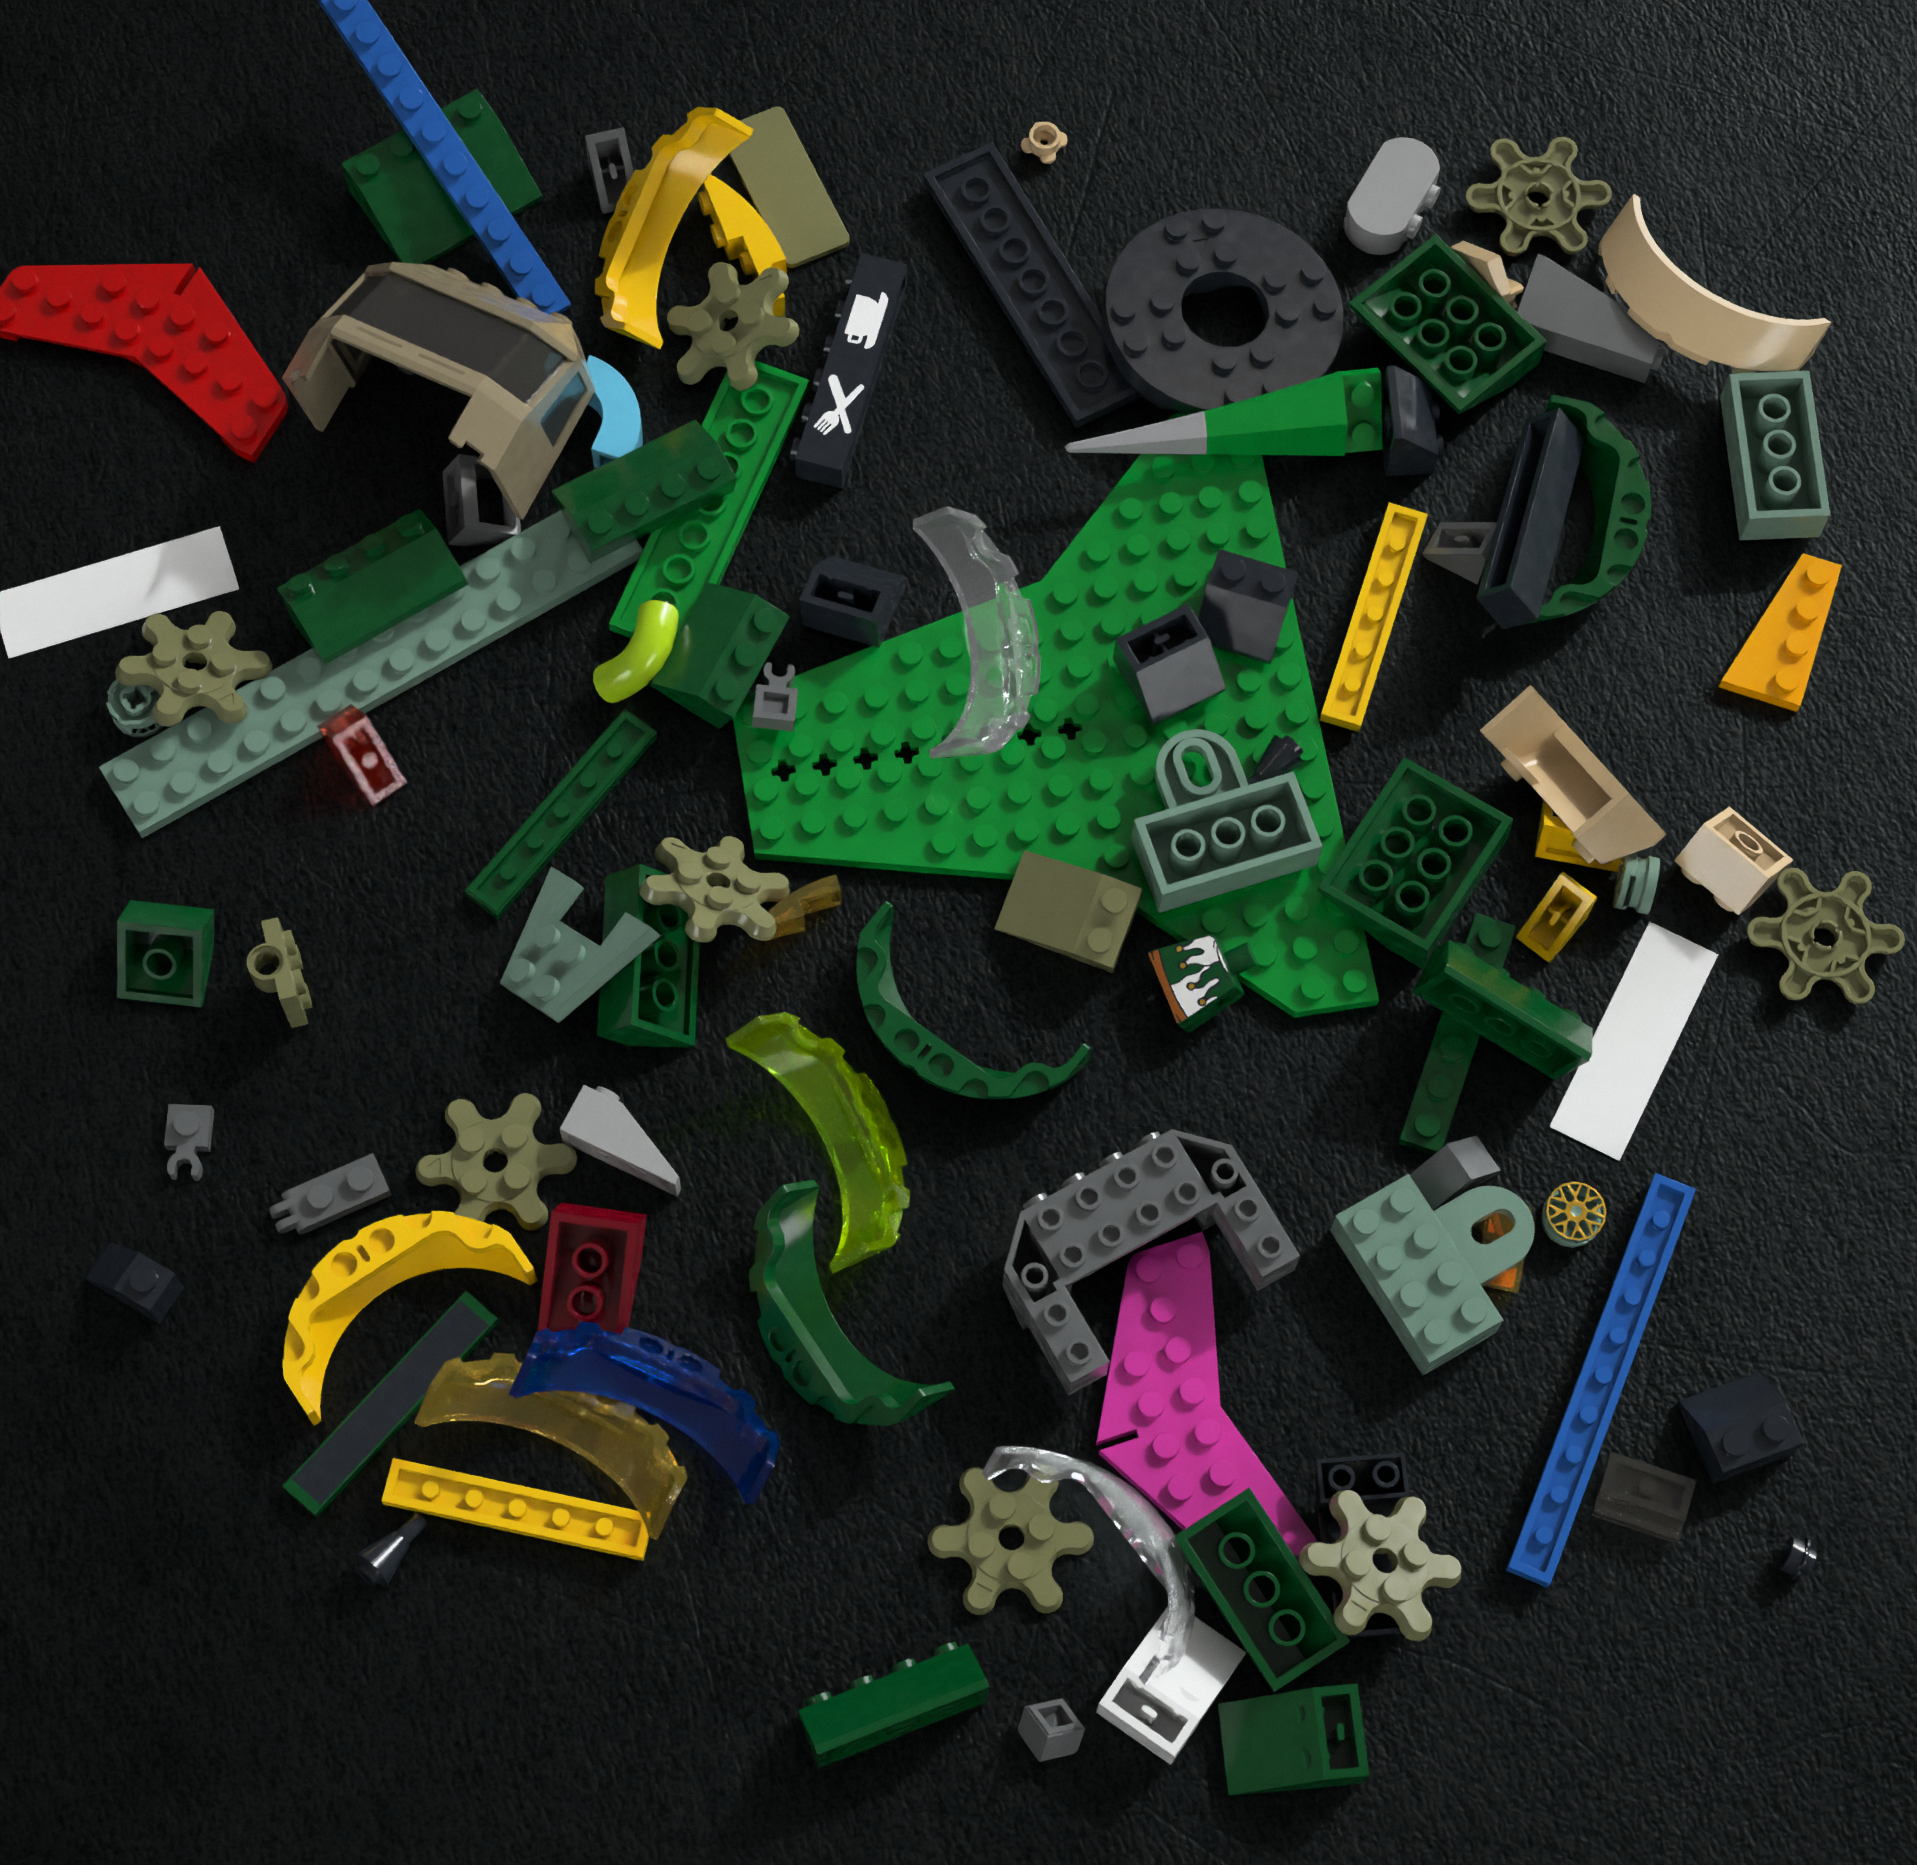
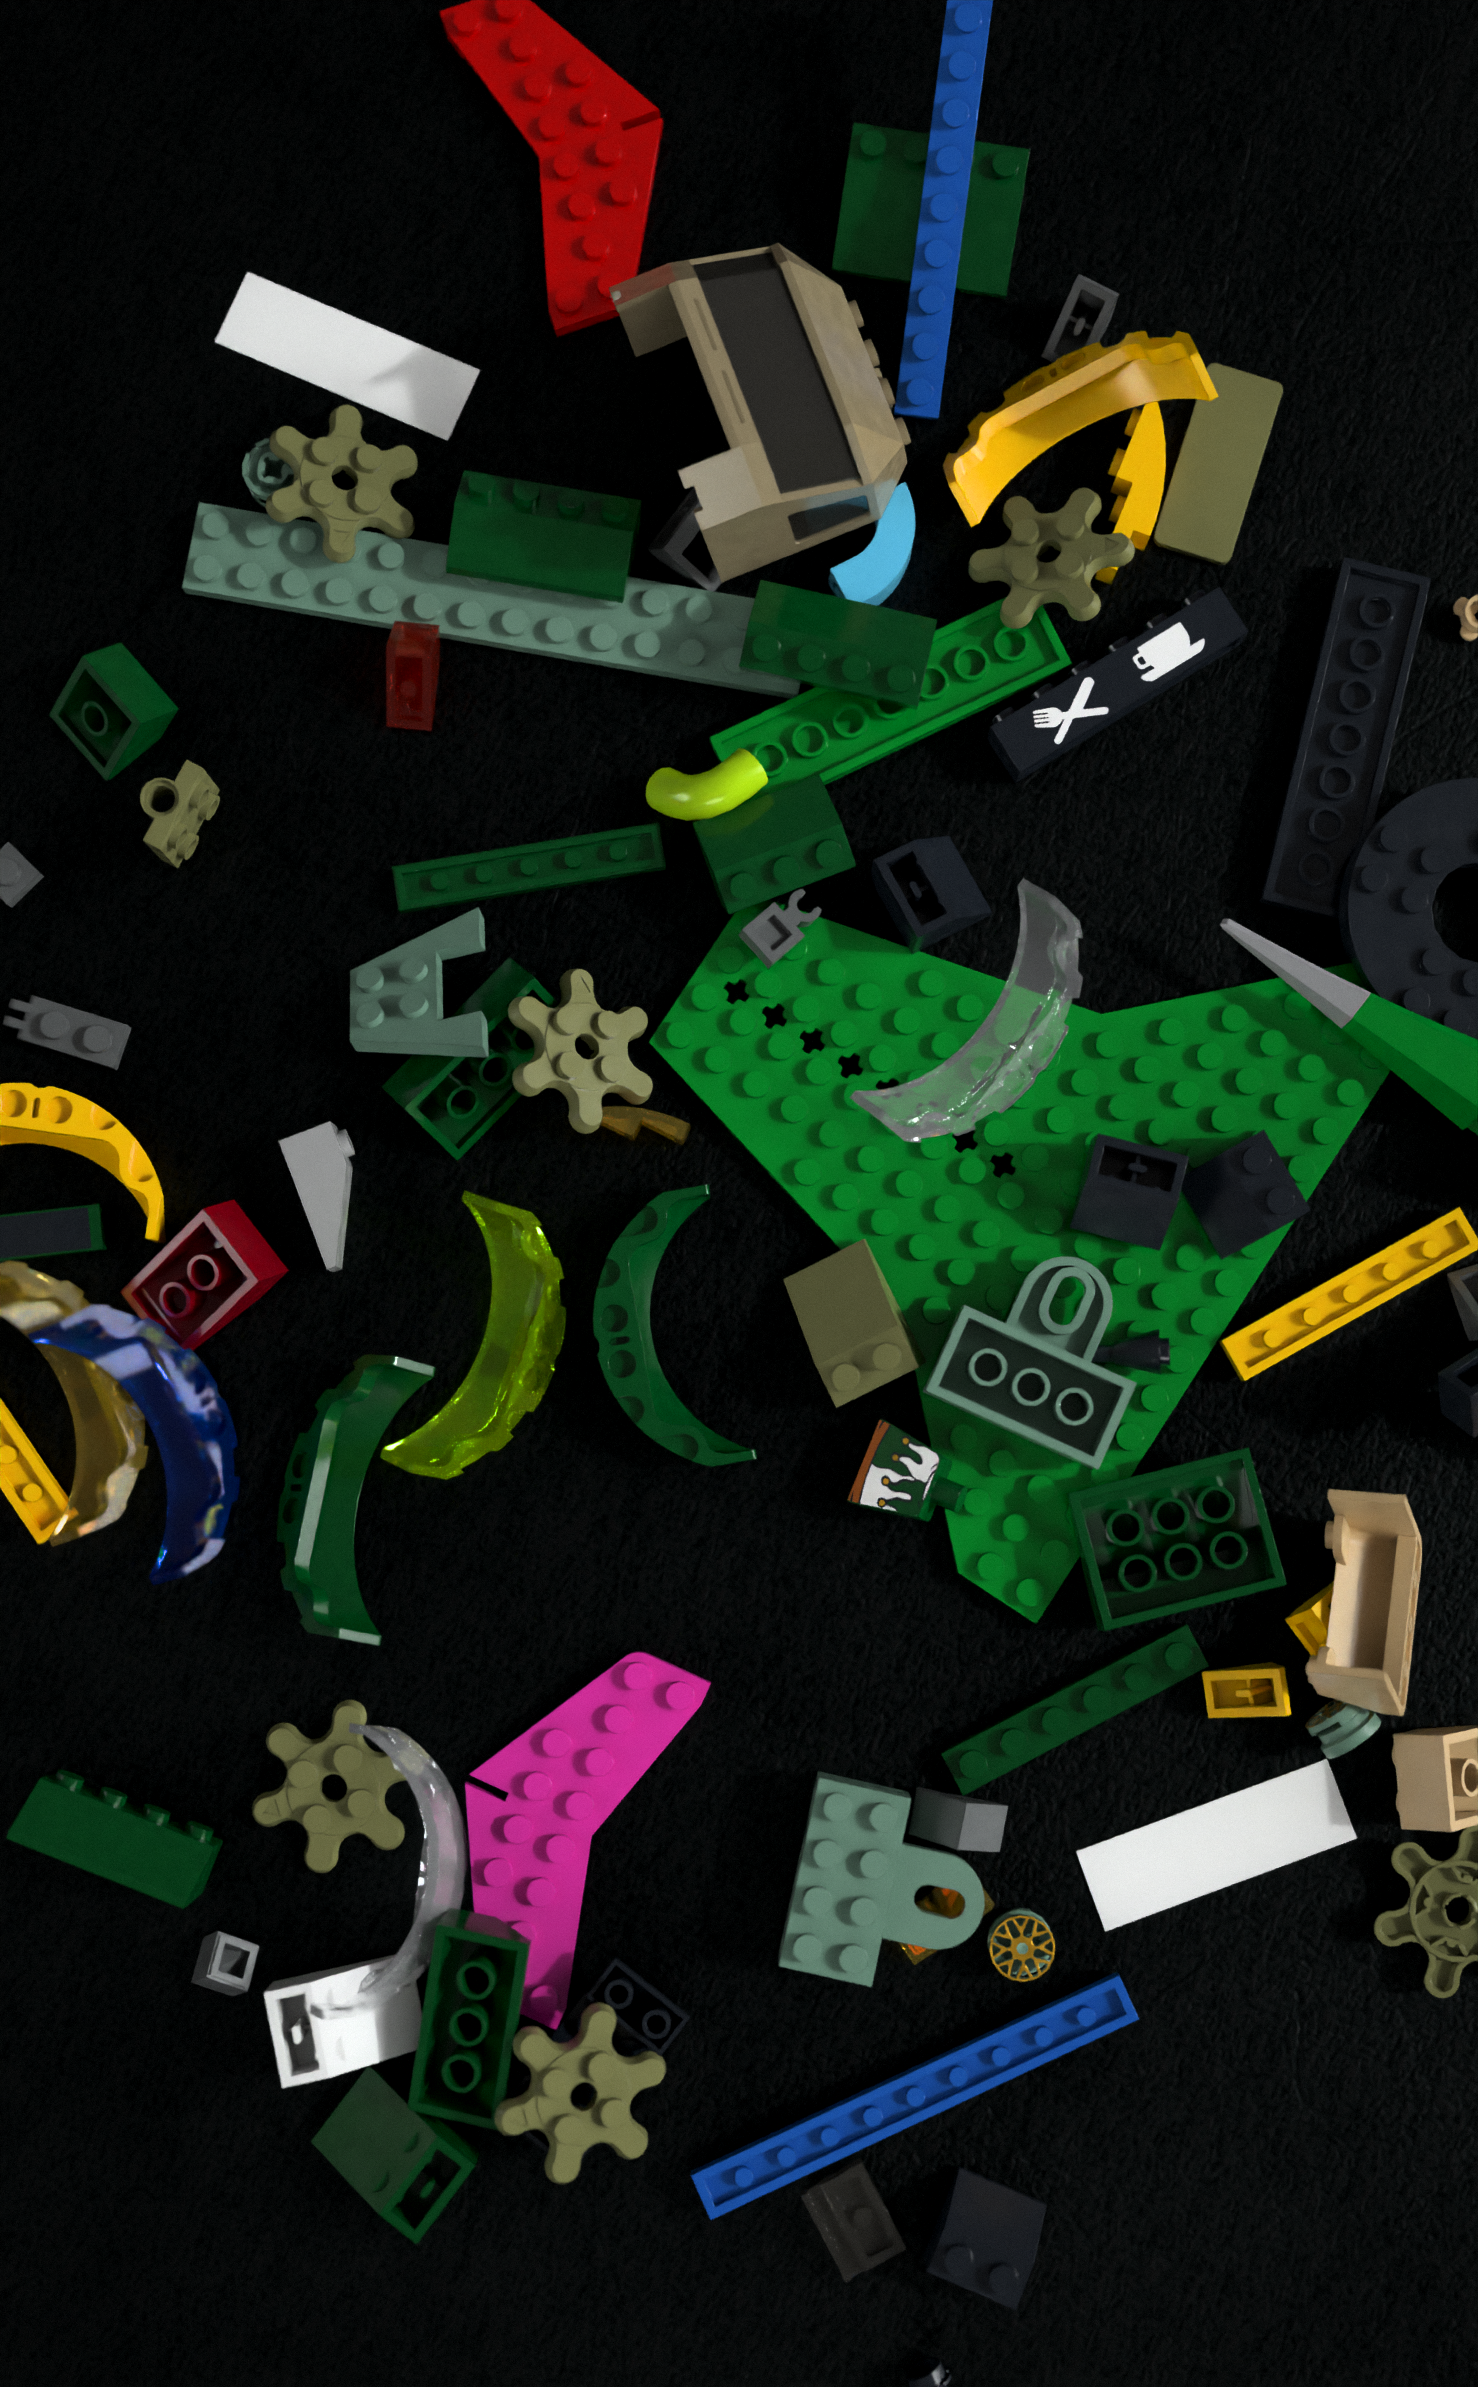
camera: 45 degrees right, 15 degrees up
(517, 1183) = (242, 1137): olive plate -> none
(1119, 1211) = (642, 1622): dark grey wedge -> none
(1504, 1010) = (1125, 1736): dark green slope -> none

